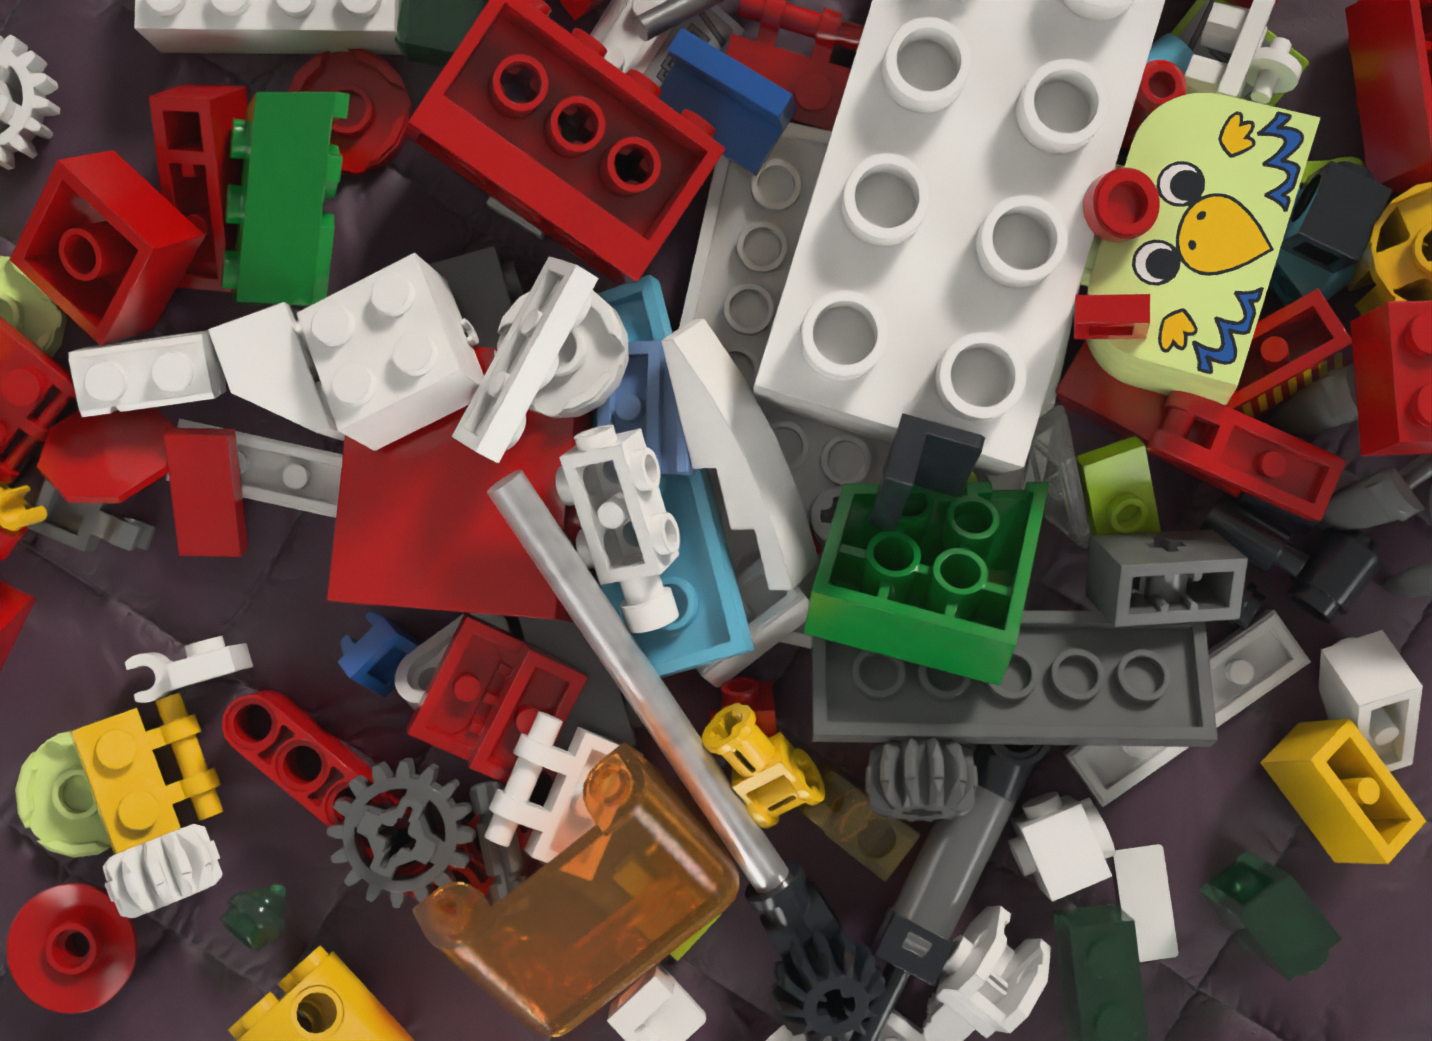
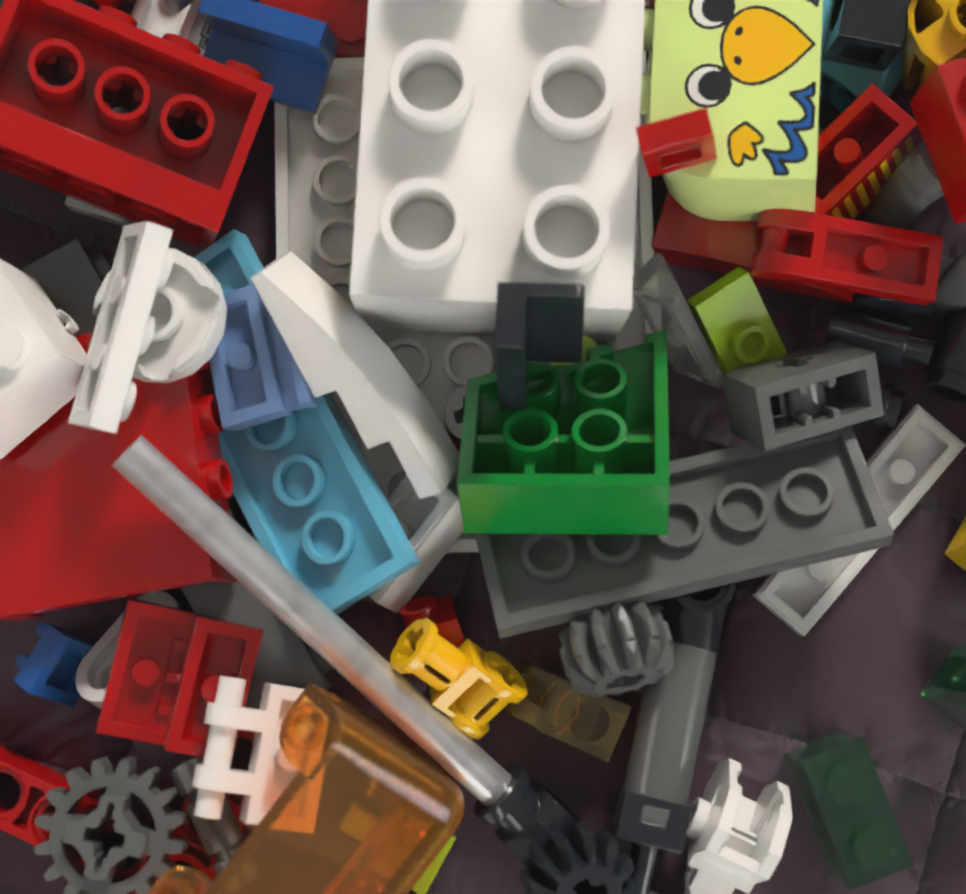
camera: 20 degrees left, 5 degrees down
(608, 506) = (257, 463): white brick -> none
(1061, 844) = (773, 682): white brick -> none
(1121, 205) = (659, 38): red tile -> none
(1147, 900) = (871, 715): white sticker -> none

